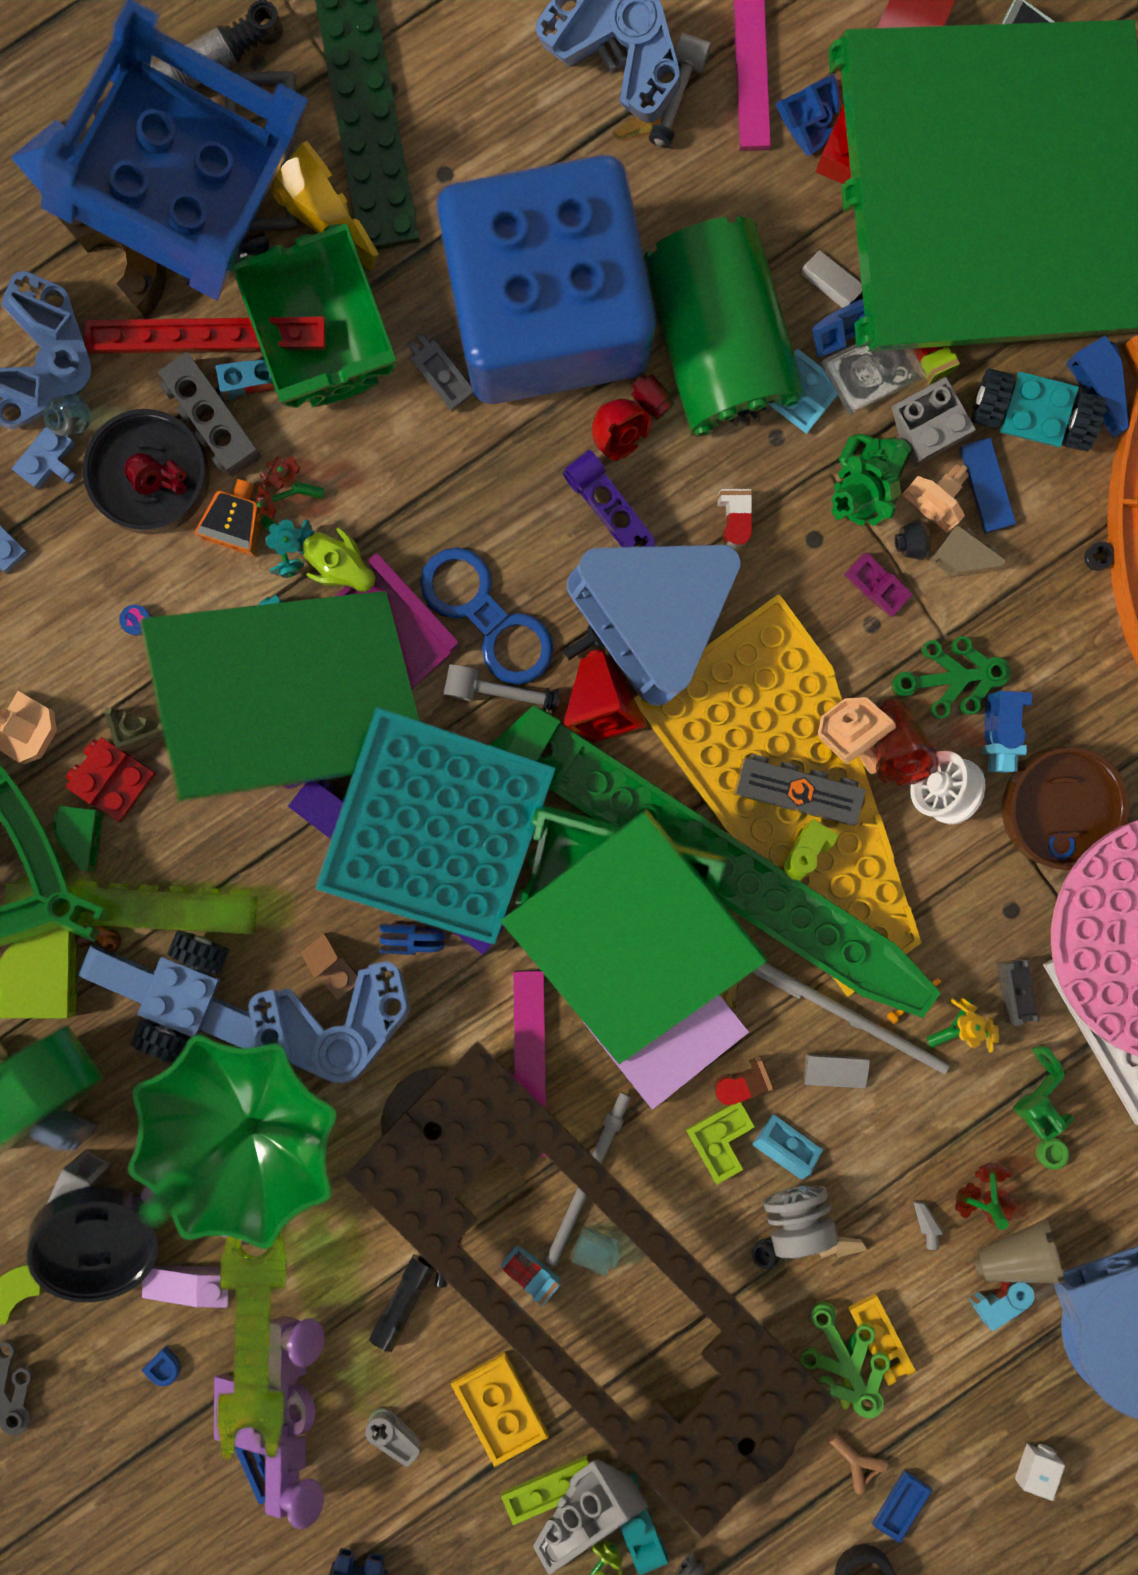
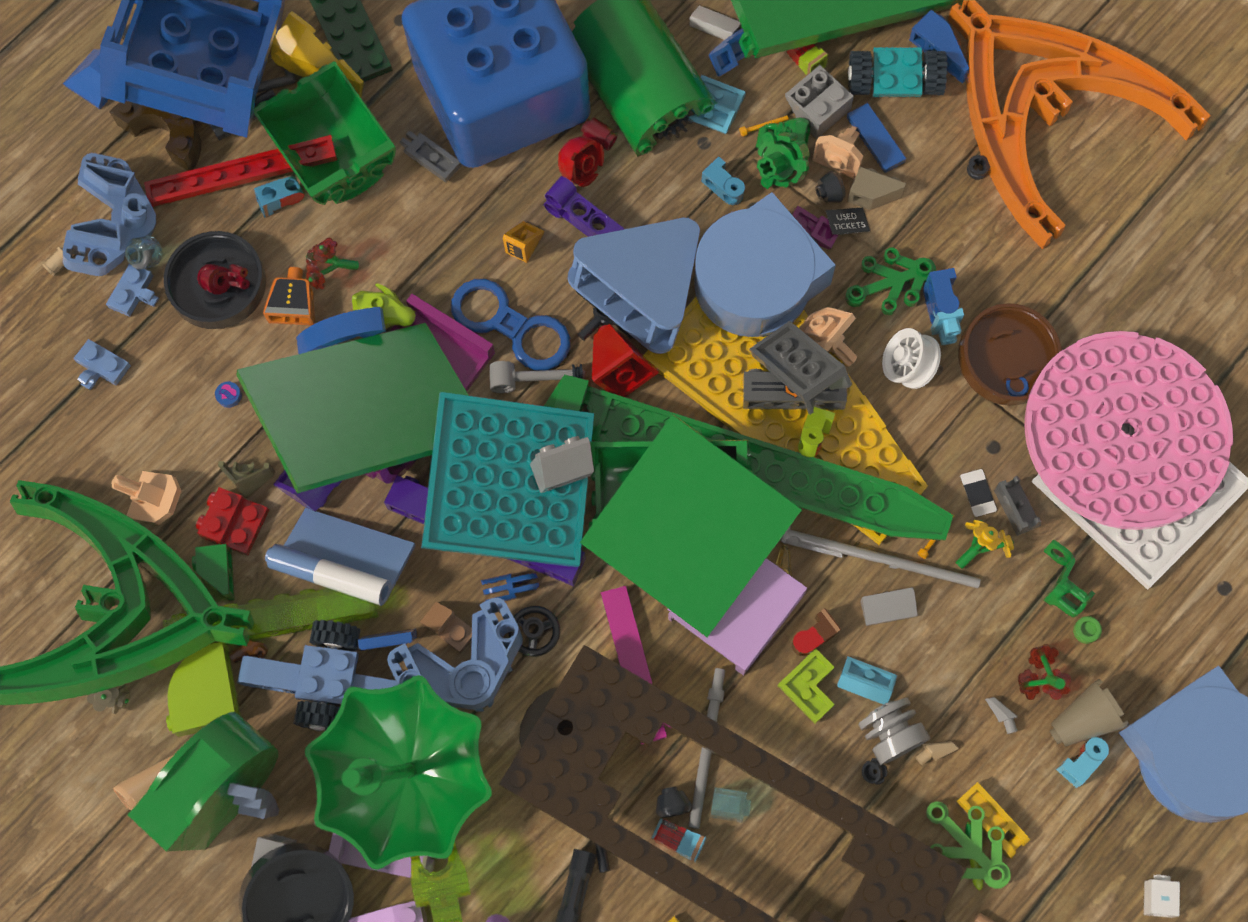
camera: 10 degrees left, 15 degrees down
(185, 373) = (232, 201): dark grey brick -> none
(226, 860) = (342, 556): none -> medium blue door
(257, 971) = (387, 639): none -> blue tile
(281, 580) = (341, 328): none -> blue slope
(283, 539) = (336, 297): teal plant -> none
(450, 991) = (543, 626): none -> black piece
(501, 830) = (563, 464): none -> light grey slope
(527, 512) = (522, 240): none -> light orange slope
(533, 1234) = (672, 803): none -> black cone
(738, 516) = (688, 199): leg -> none
(784, 499) = (722, 183): none -> dark azure leg
(797, 631) = (758, 269): none -> medium blue brick
(813, 769) = (800, 363): none -> dark grey plate
(829, 435) = (743, 130): none -> light orange piece
(870, 376) = (763, 78): clear tile -> none
(904, 752) = (869, 339): clear red cone -> none
(922, 586) = (847, 220): none -> black sticker
(977, 960) = (978, 493): none -> sticker

